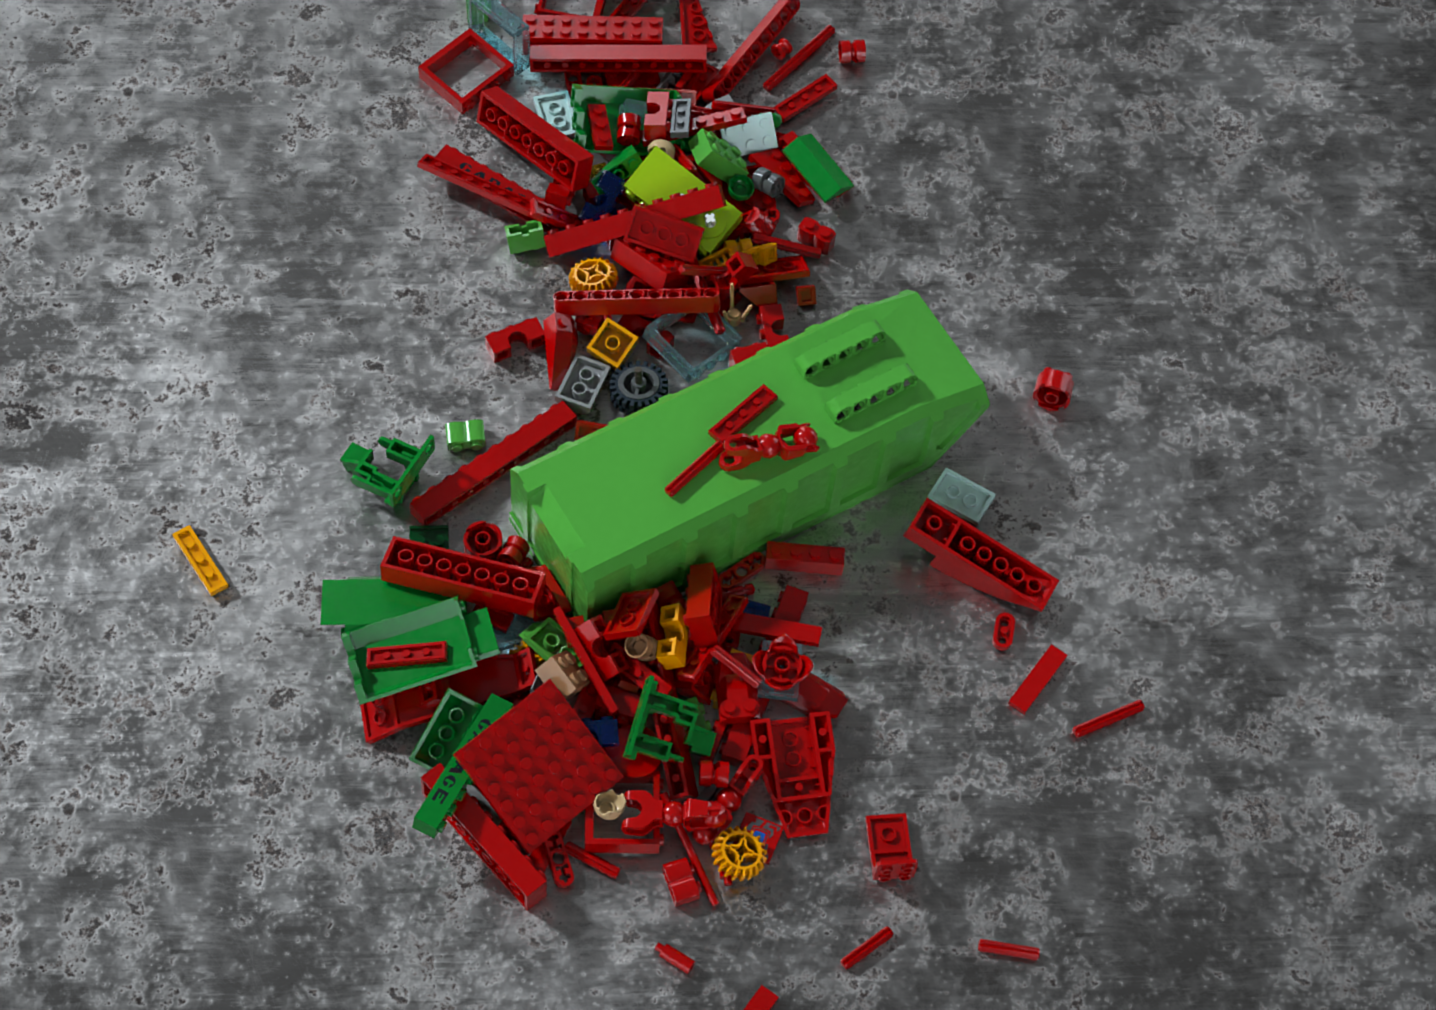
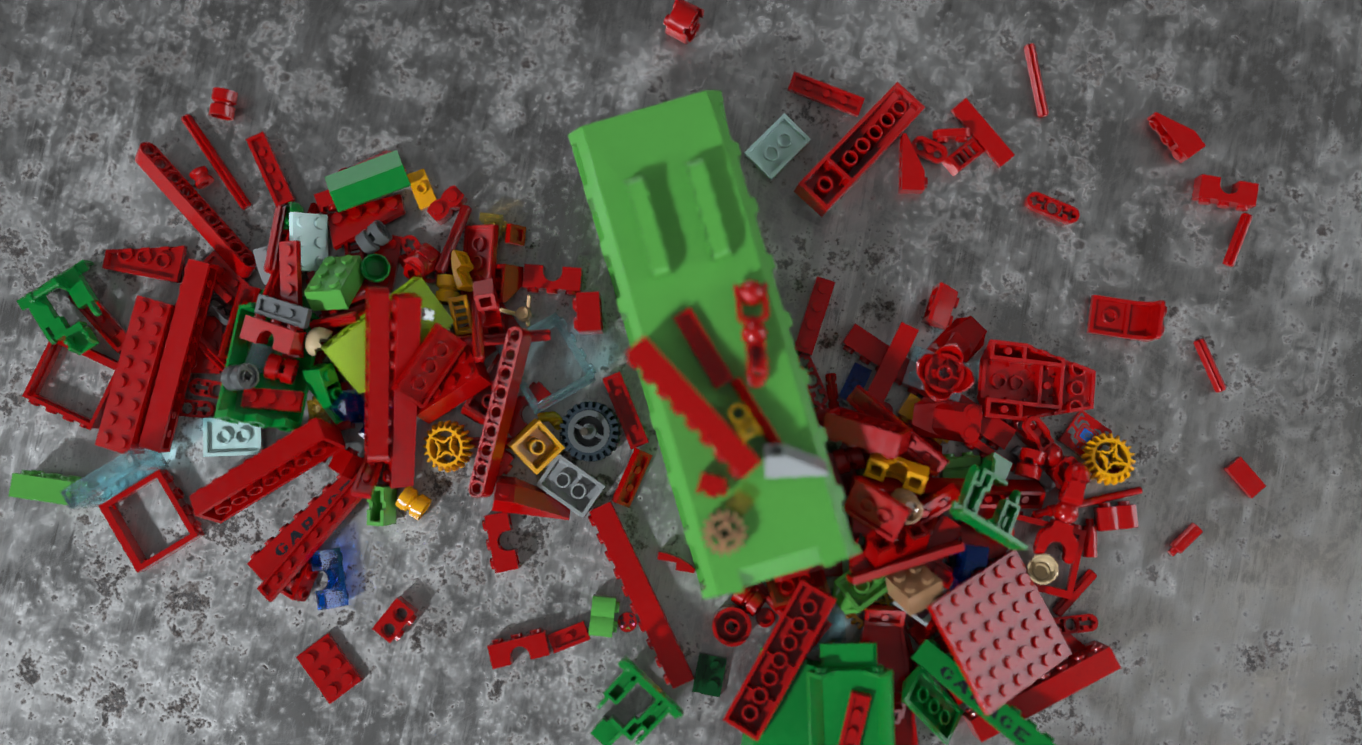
camera: 70 degrees left, 25 degrees up
(364, 229) = (329, 668): none -> red plate
(413, 360) = (501, 650): none -> red arch
(423, 266) = (392, 616): none -> red brick
(437, 411) = (569, 636): none -> red plate
(439, 190) = (301, 584): none -> red bracket
(463, 207) = (335, 592): none -> clear blue arch
(463, 457) = (627, 621): none -> red tile
(533, 261) = (413, 502): none -> light orange wheel
(587, 458) = (723, 542): none -> medium nougat gear
(608, 471) = (739, 502): none -> clear yellow plate
(613, 96) = (240, 377): none -> dark grey wheel
(618, 441) = (712, 485): none -> red brick
(642, 354) = (553, 417): none -> yellow arm
(643, 192) = (376, 373): none -> red beam
(650, 861) = (1090, 543): none -> red cylinder
(658, 500) = (787, 461): none -> light grey slope
(681, 458) = (744, 424): none -> yellow piece
(684, 409) = (692, 407): none -> red brick
(736, 666) = (933, 418): red axle -> none
(815, 276) = (488, 218): none -> clear yellow bracket
(827, 214) = (421, 188): none -> light orange plate
(849, 667) = (940, 306): none -> red slope
(974, 618) = (911, 172): none -> red slope
(977, 766) = (1062, 218): none -> red beam
(1004, 670) = (954, 165): none -> red slope
(1025, 646) = (958, 134): none -> red plate
(1027, 526) = (825, 94): none -> red plate
(1054, 940) = (1208, 190): none -> red arch
(1095, 867) = (1180, 139): none -> red slope

